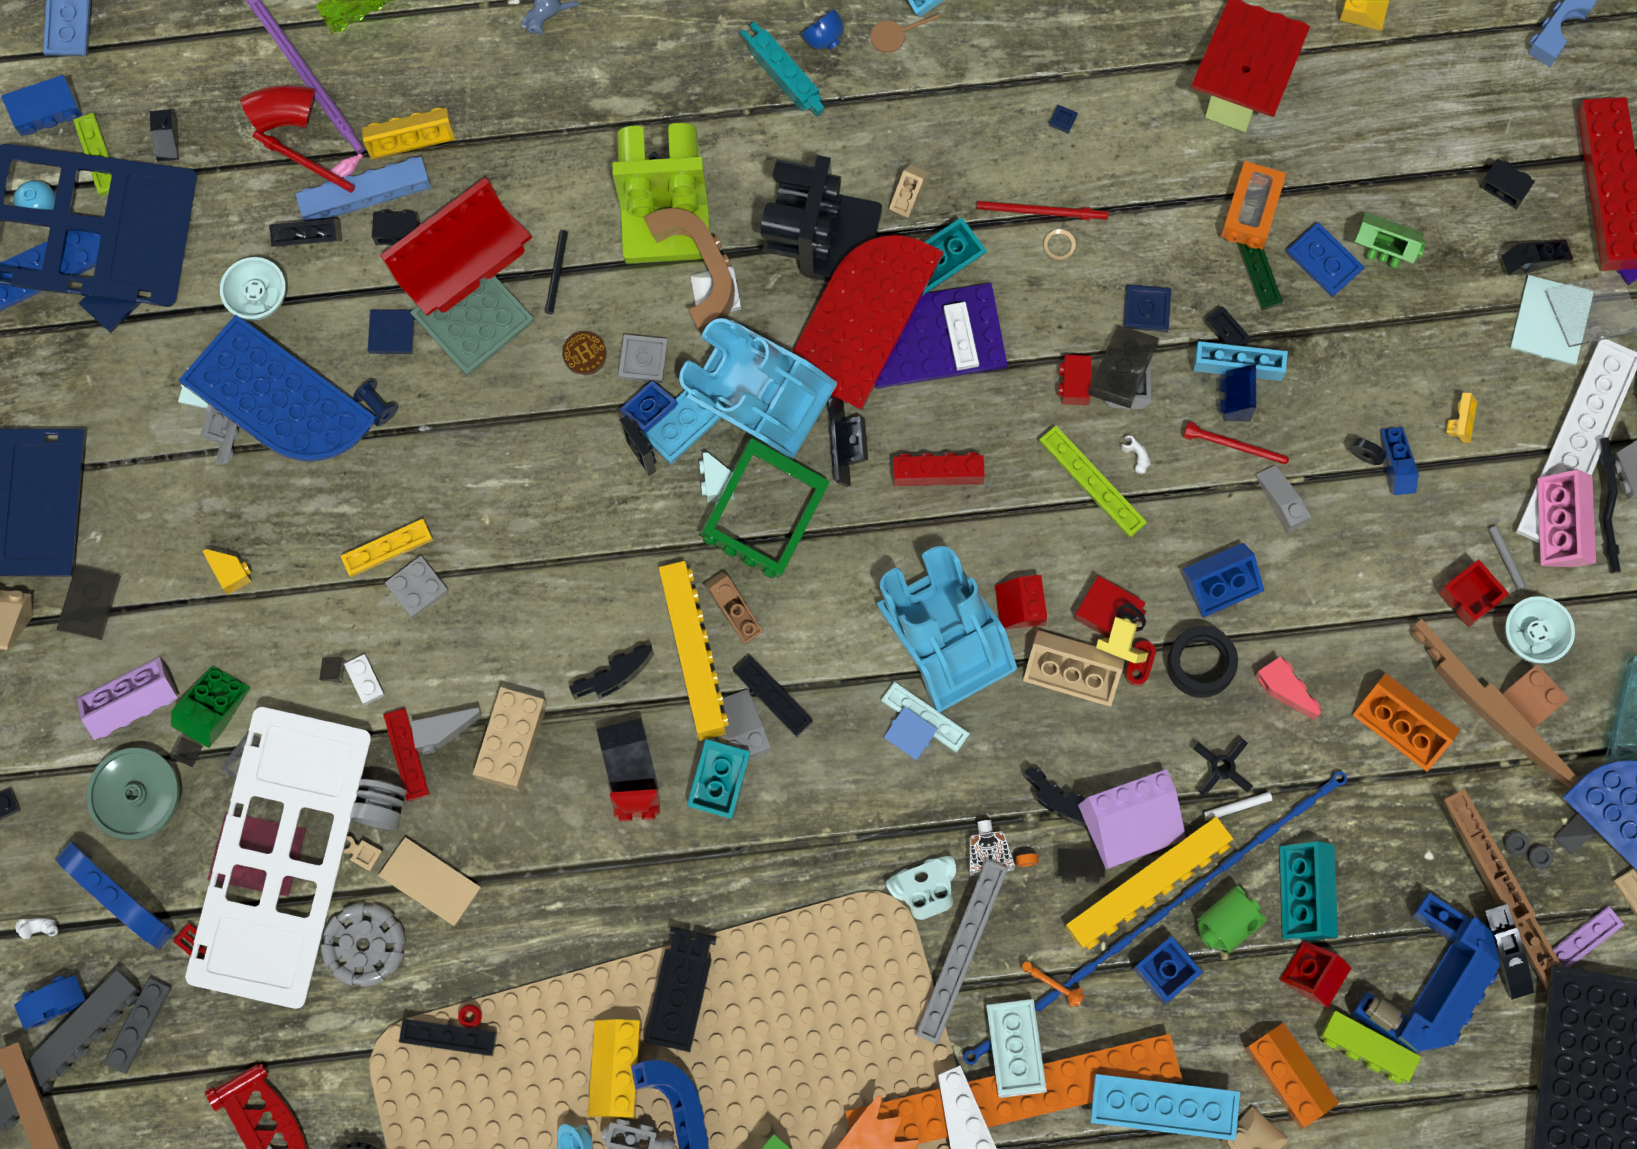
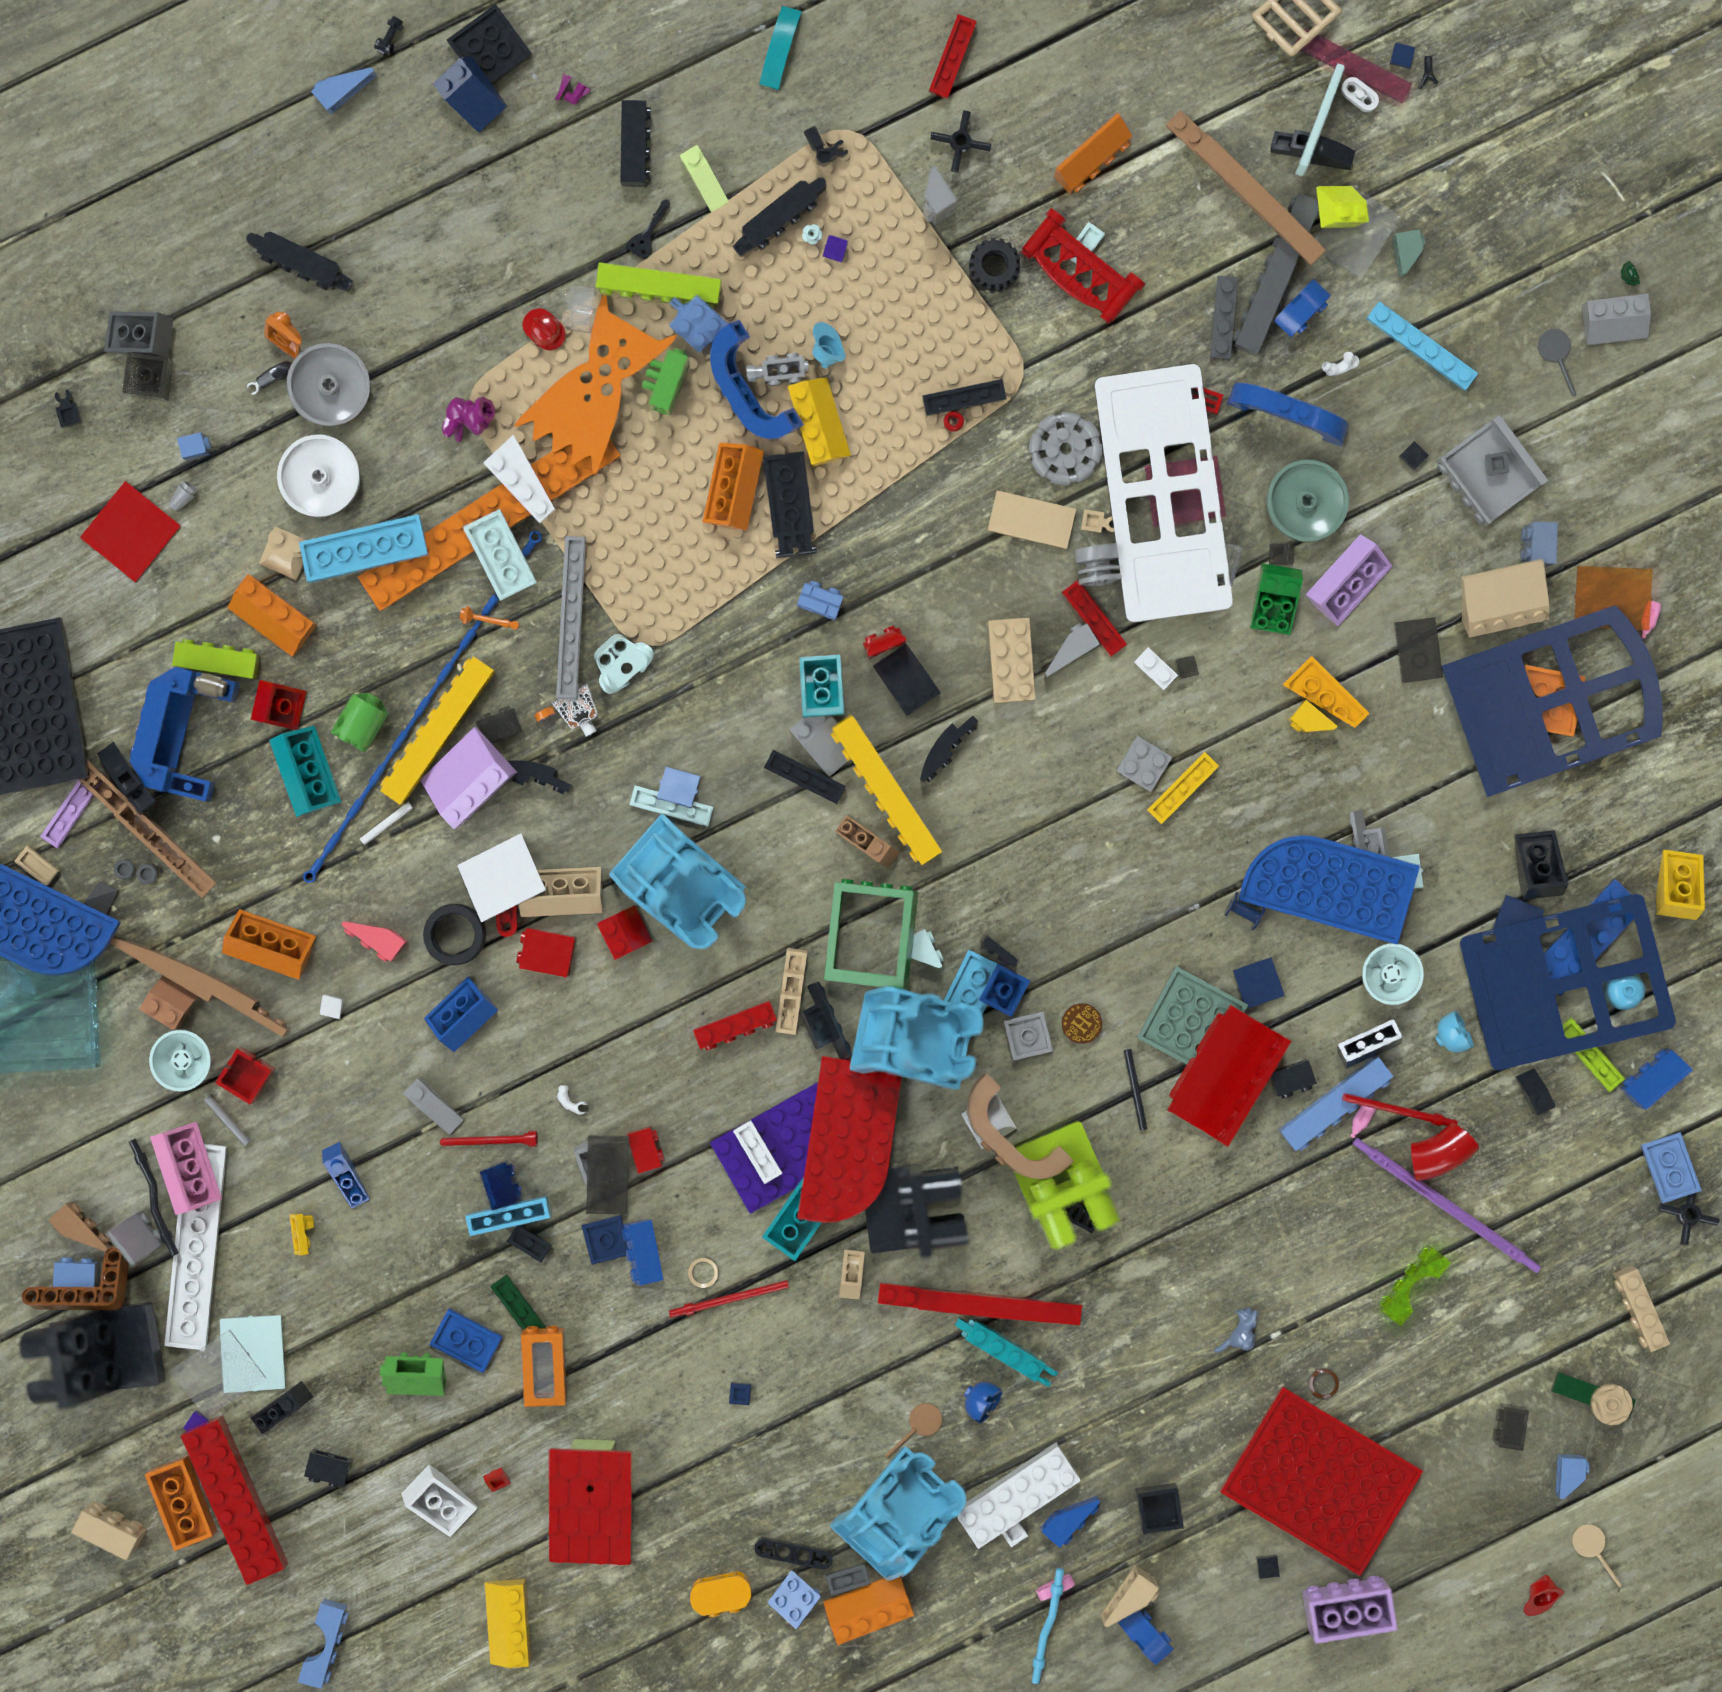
camera: 155 degrees right, 15 degrees up
(62, 347) = (1540, 865): none -> black slope
(203, 598) = (1322, 689): none -> light orange wing
(219, 214) = (1453, 1033): none -> medium azure cylinder
(408, 133) = (1318, 1171): yellow slope -> none
(687, 875) = (820, 600): none -> medium blue brick
(734, 1031) = (733, 486): none -> orange slope
(793, 121) = (979, 1304): none -> red slope
(868, 485) = (791, 991): none -> tan slope
(1093, 482) = (600, 1062): lime plate -> none
(1114, 281) = (642, 1252): none -> blue brick
(1123, 634) = (527, 929): light yellow piece -> none
(1132, 702) = (501, 877): none -> white sticker
(1167, 970) = (398, 662): blue brick -> none
(1216, 773) = (400, 848): black bar -> none
(1337, 117) = (497, 1479): none -> red plate
(1358, 636) = (331, 1006): none -> white slope
(1367, 451) = (373, 1171): black piece -> none
(1404, 117) = (438, 1501): none -> white slope

